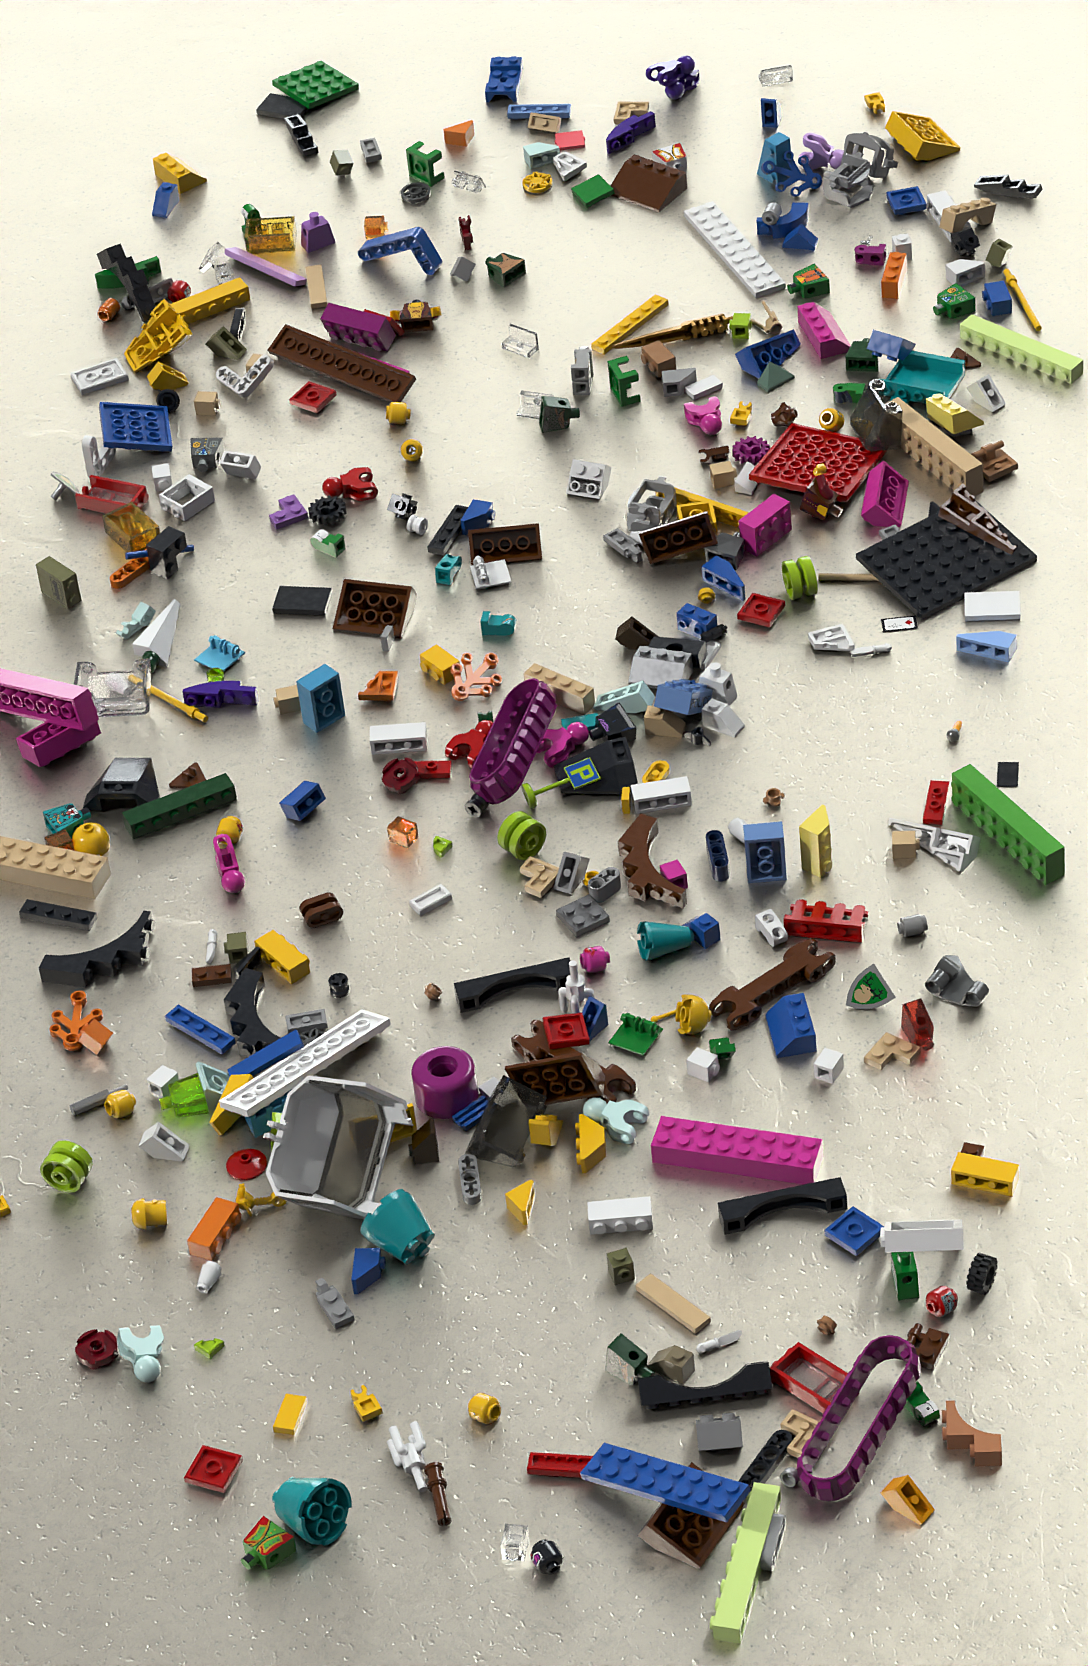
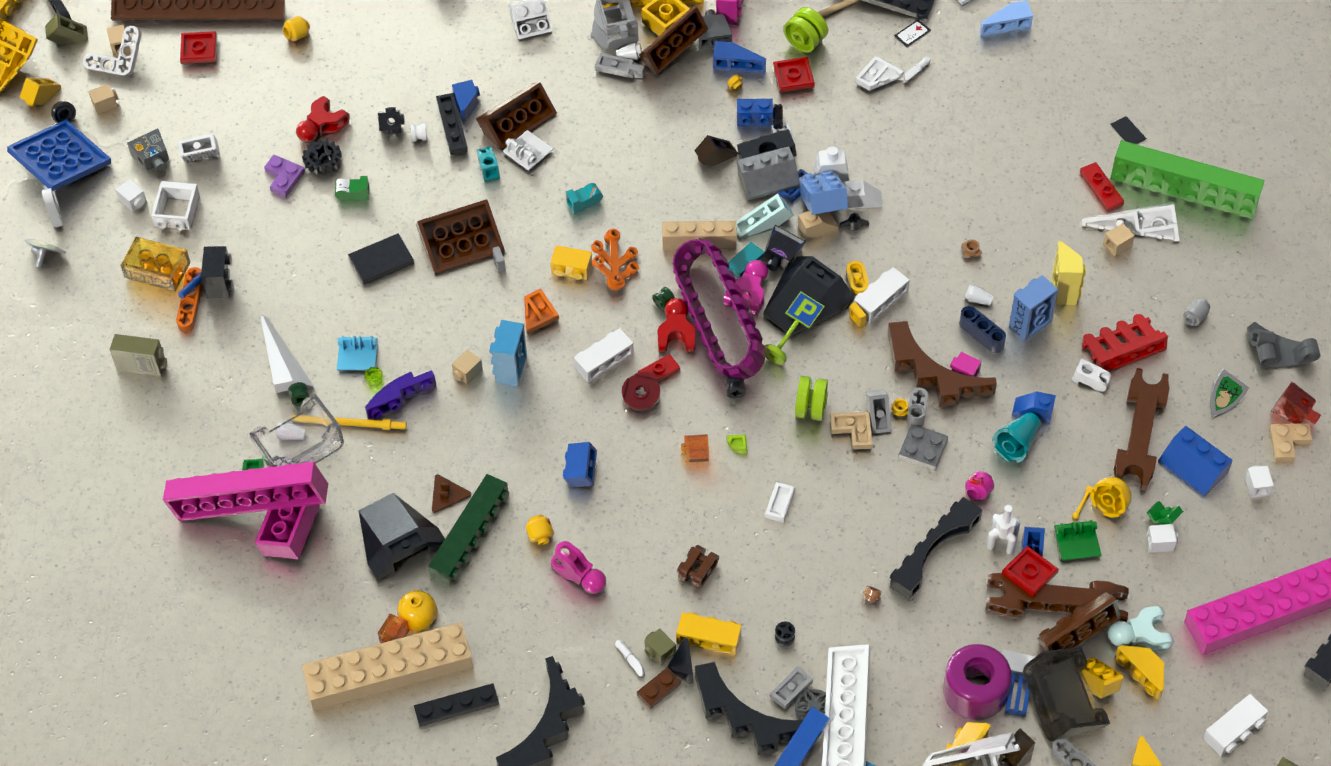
camera: 40 degrees left, 15 degrees up
(66, 818) = (375, 602): teal torso -> none
(110, 494) = (99, 238): red door -> none
(140, 618) = (247, 354): light aqua piece -> none
(200, 1029) = (704, 750): blue plate -> none
(405, 450) = (346, 60): yellow head -> none
(953, 734) = (1056, 116): flat silver piece -> none

